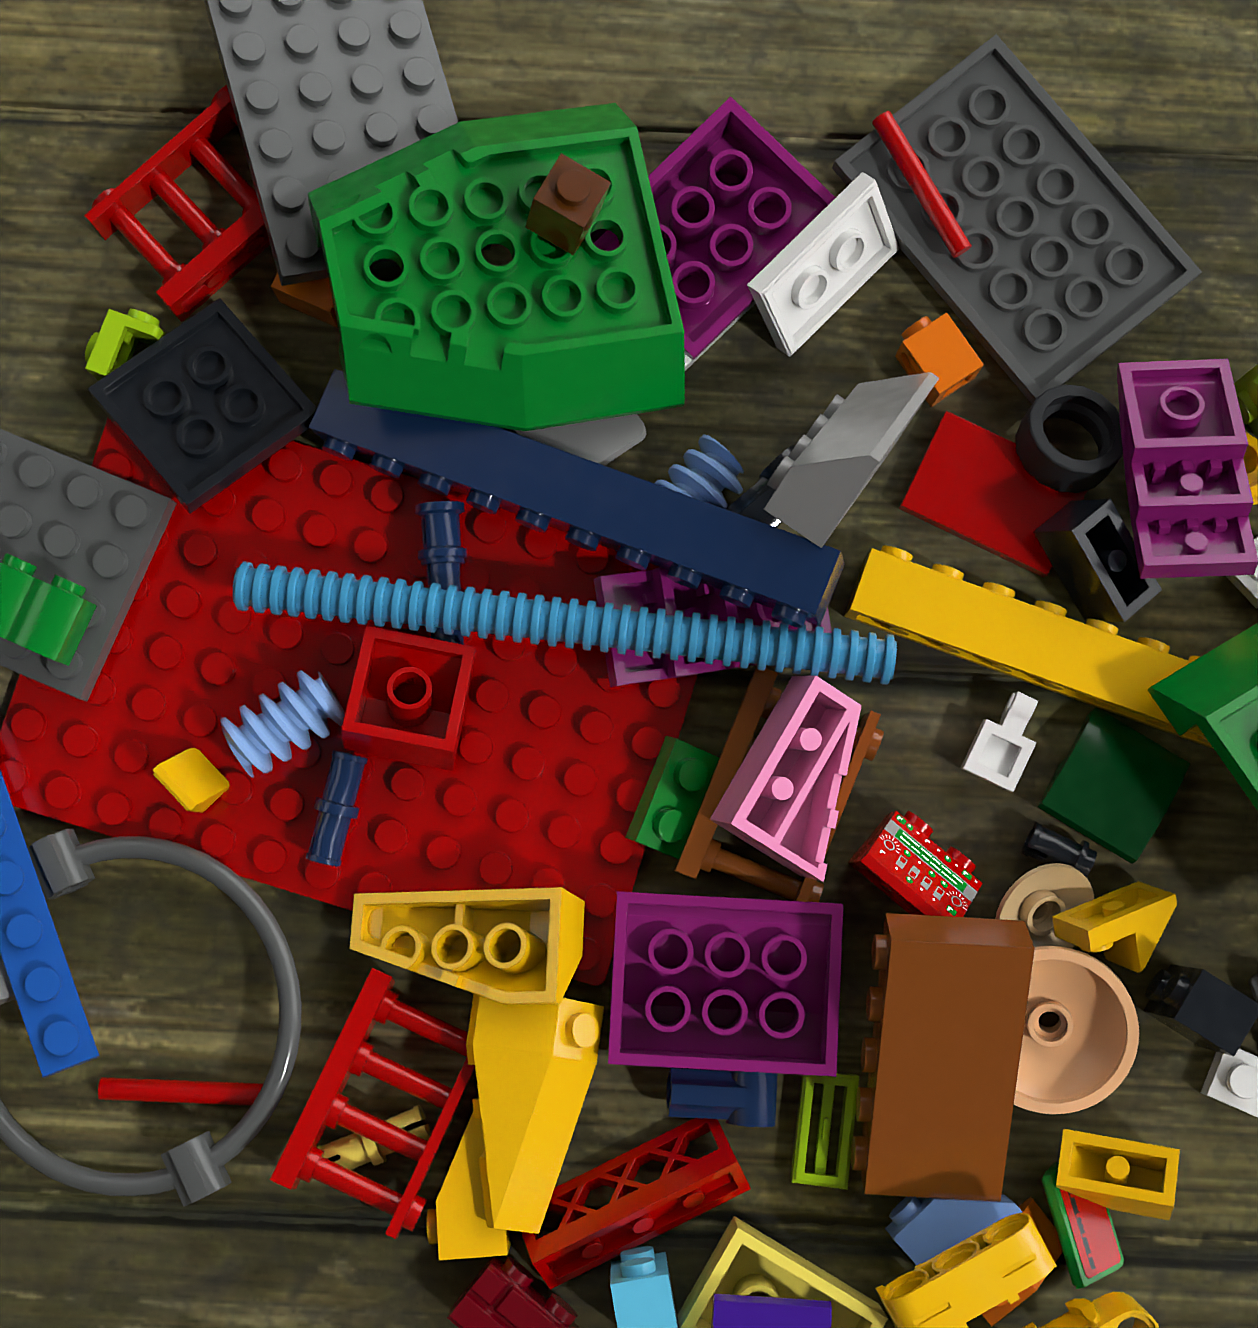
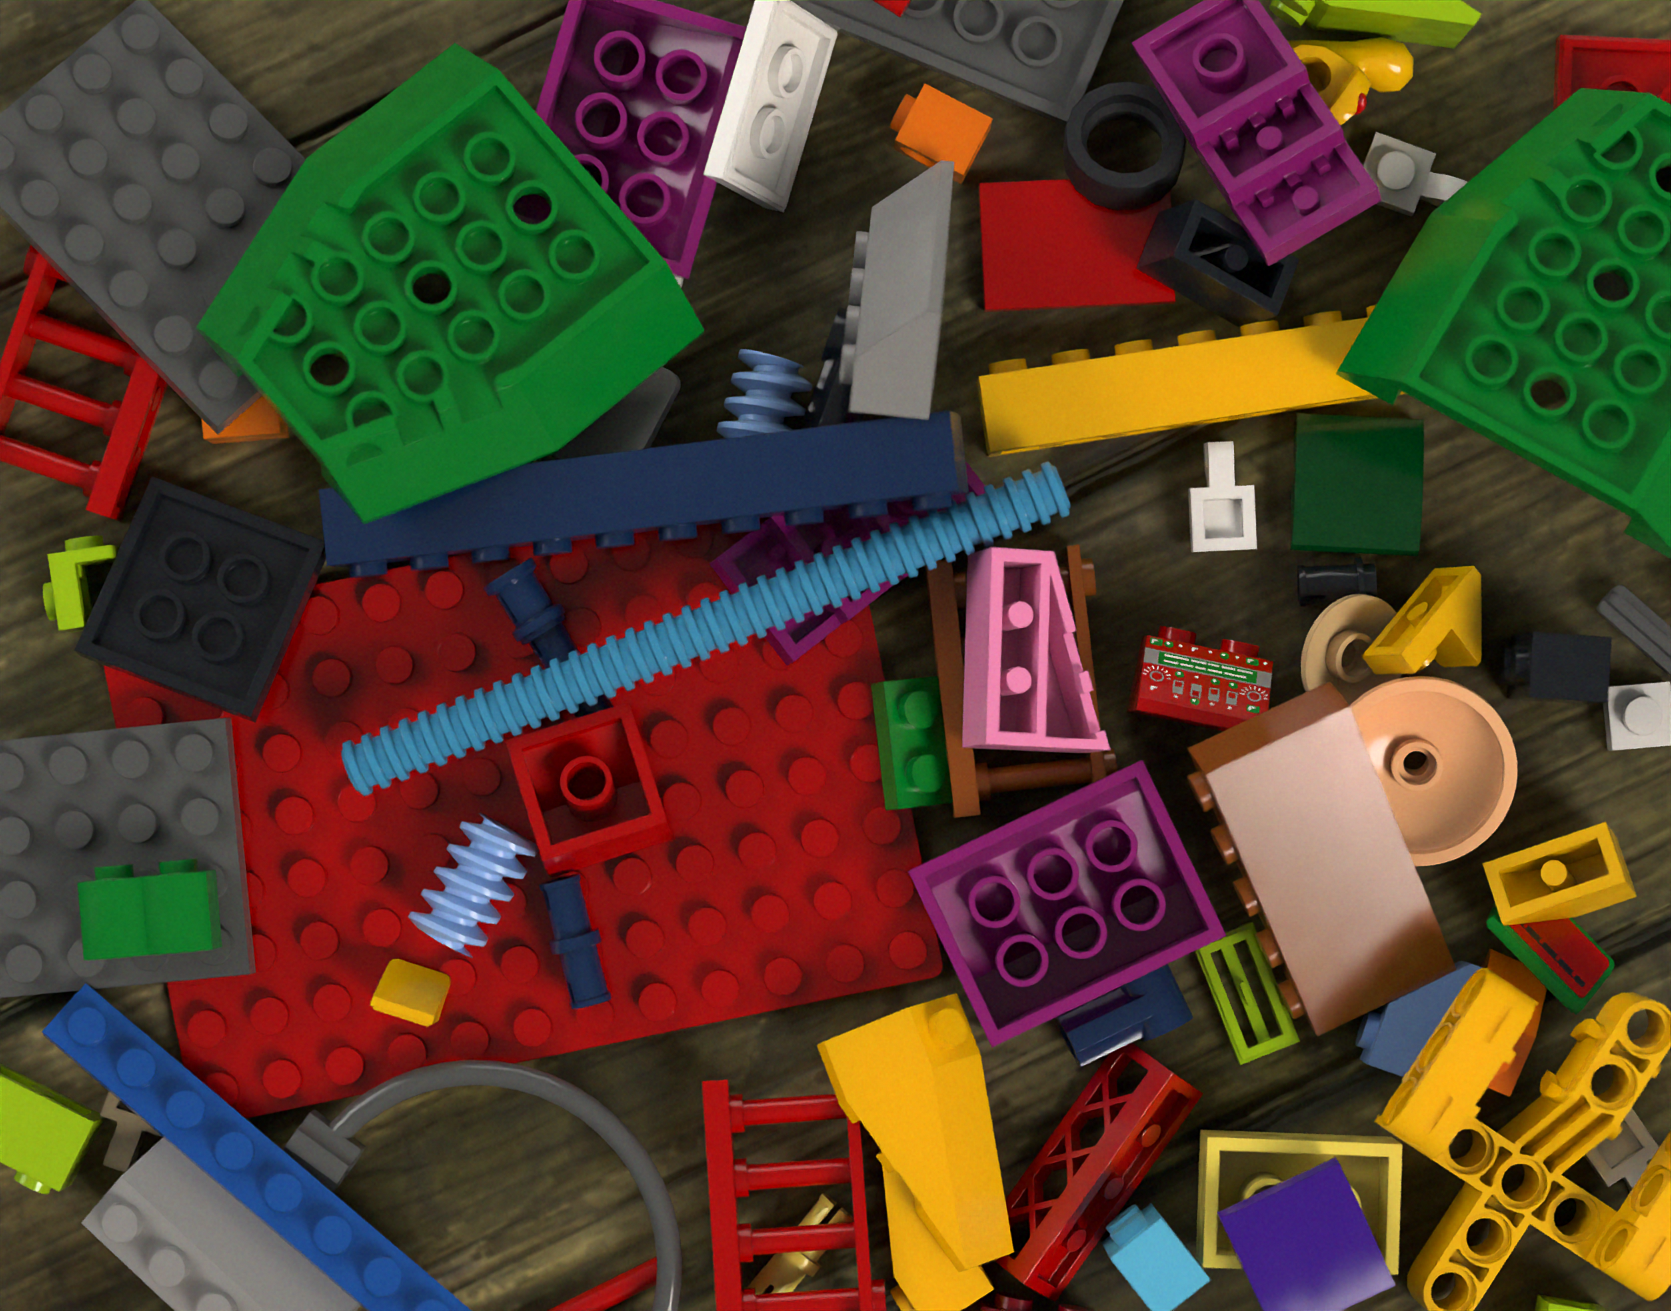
camera: 25 degrees left, 5 degrees up
(487, 942) = (799, 995): yellow wedge -> none
(567, 204) = (479, 202): reddish brown brick -> none

